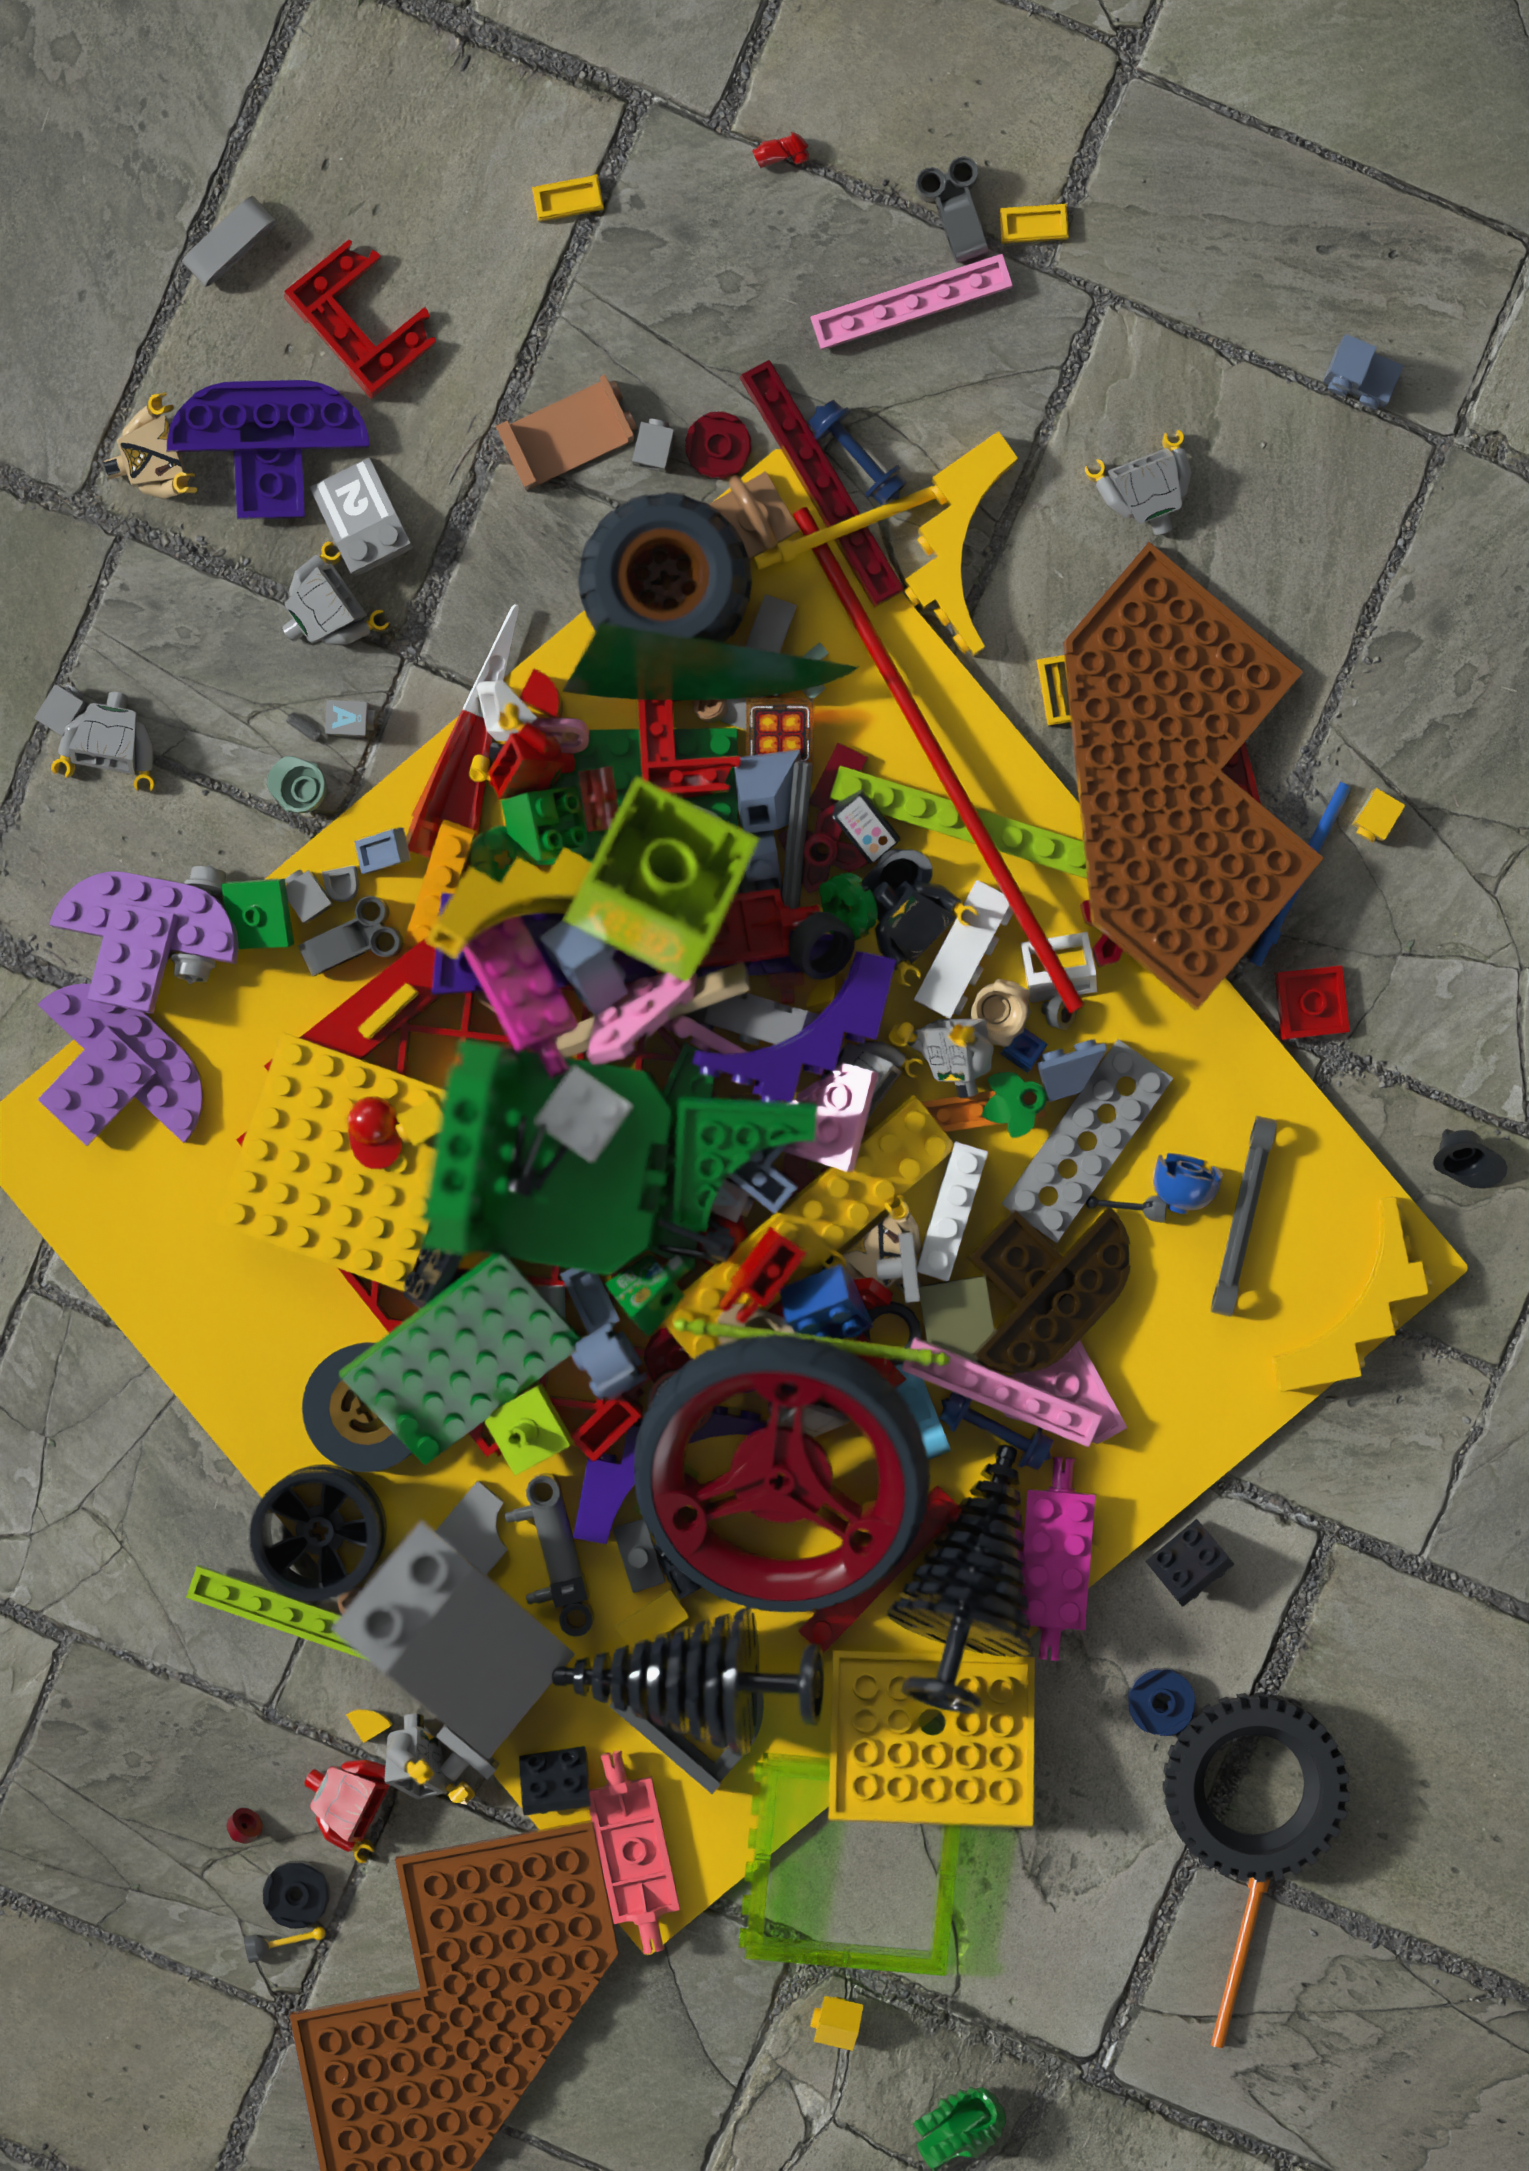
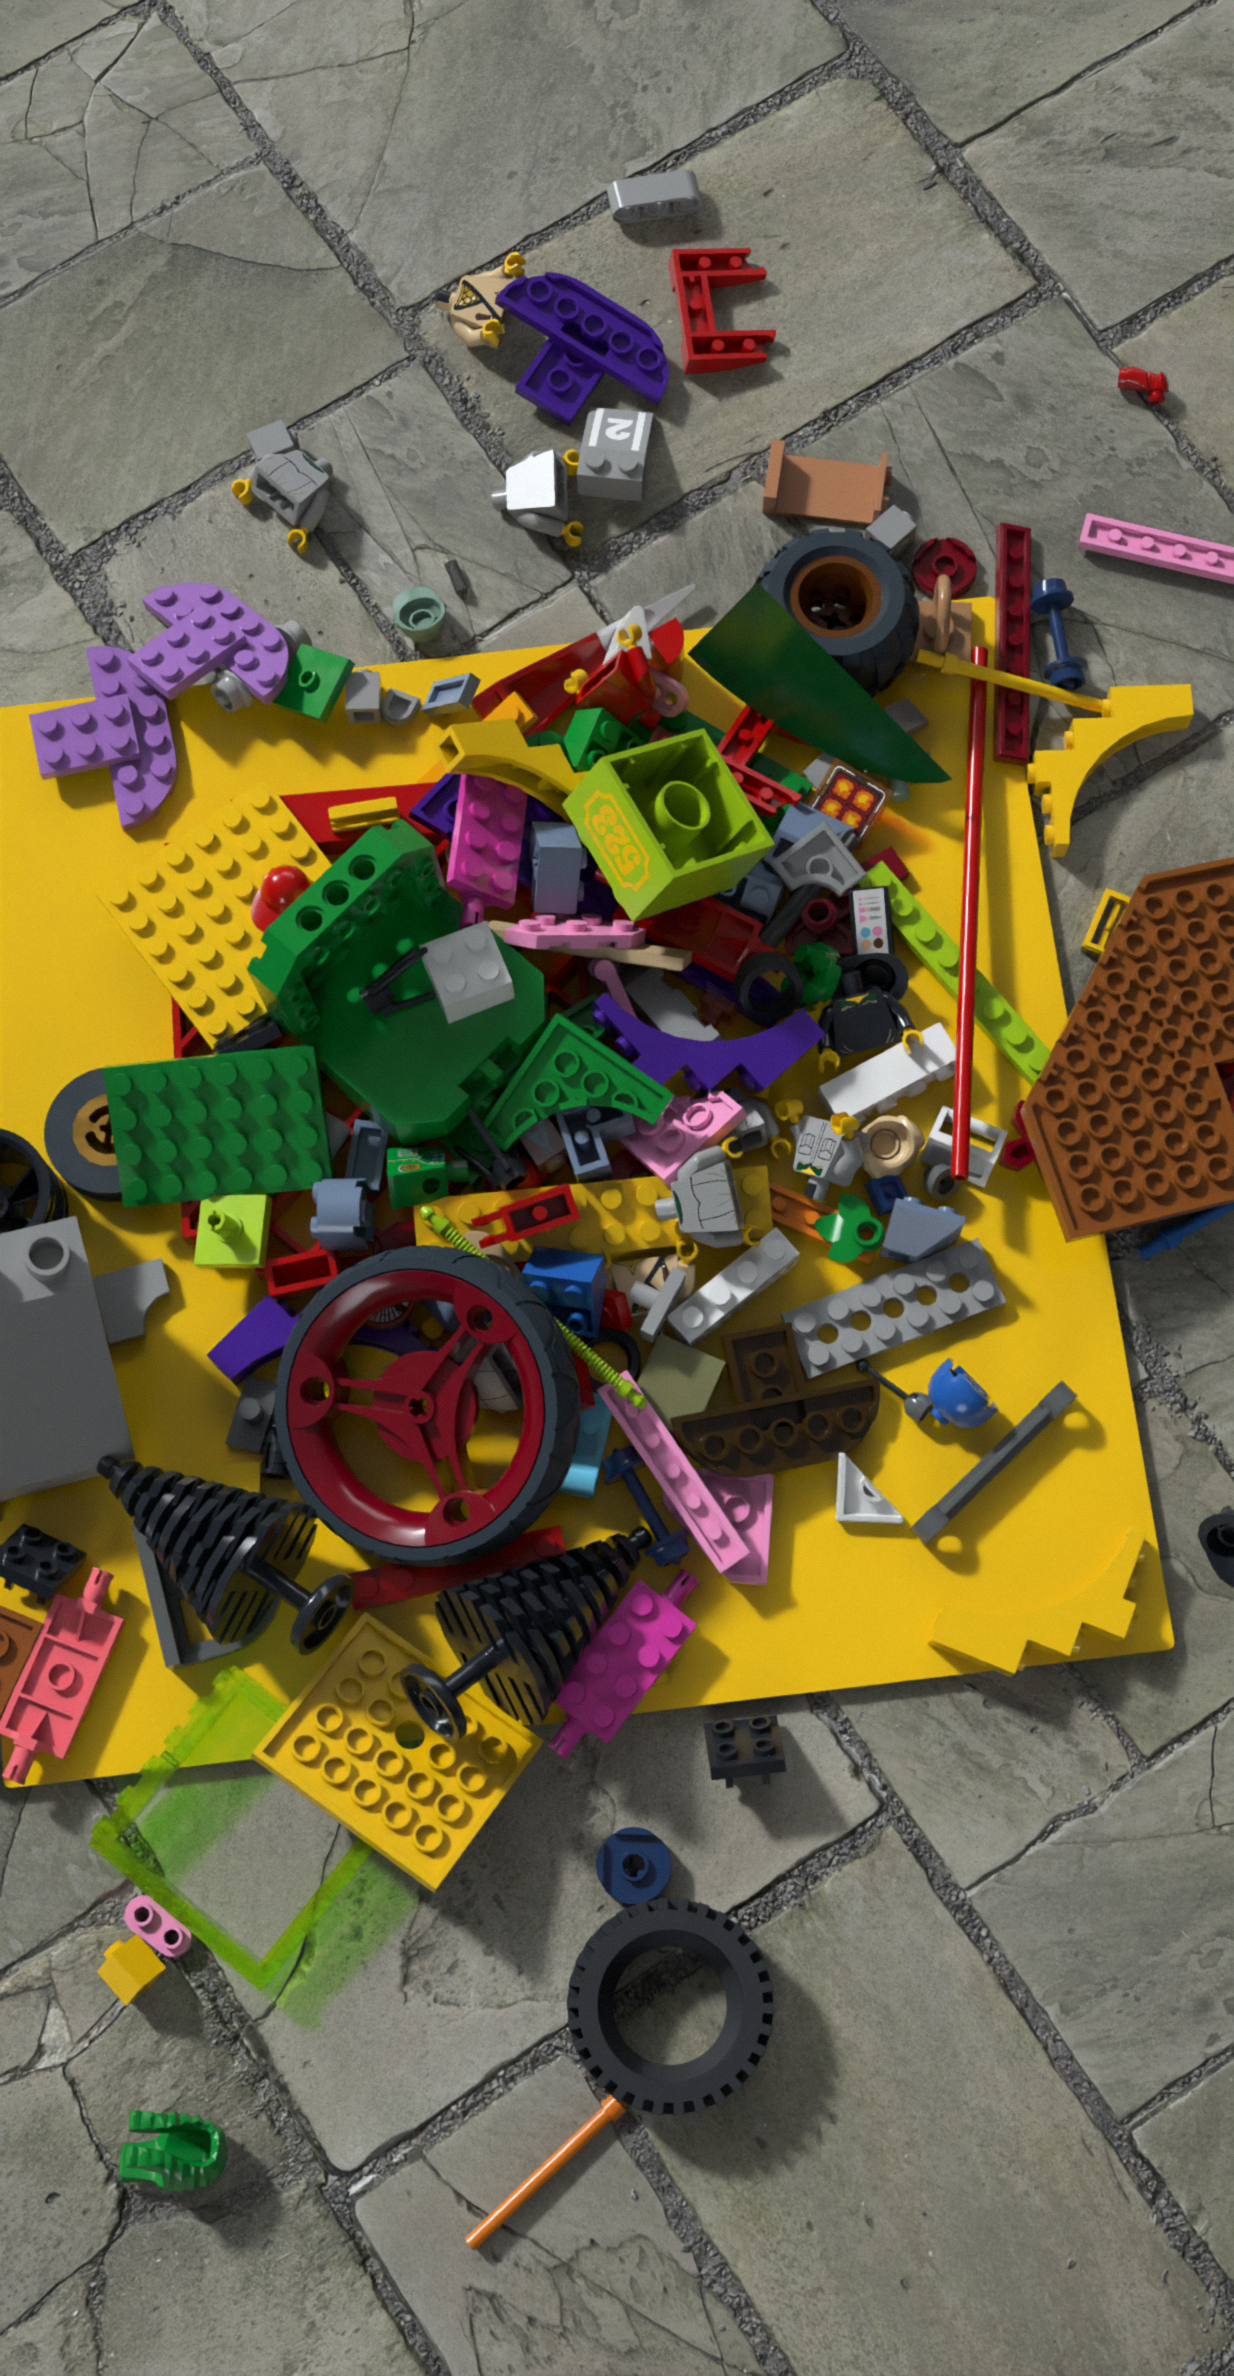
camera: 35 degrees right, 15 degrees down
(349, 719) = (496, 589): light grey brick -> none
(350, 940) = (376, 751): dark grey piece -> none
(567, 1581) = (173, 1397): dark grey piece -> none
(568, 198) = (945, 321): yellow tile -> none
(710, 710) = (801, 755): medium nougat tile -> none
(791, 807) = (819, 860): none -> light grey tile
(834, 1980) = (157, 1926): none -> bright pink plate
(892, 1163) = (708, 1200): none -> light grey torso
(1158, 1312) = (860, 1499): none -> white tile
(1312, 1002) = (1172, 1319): red plate -> none

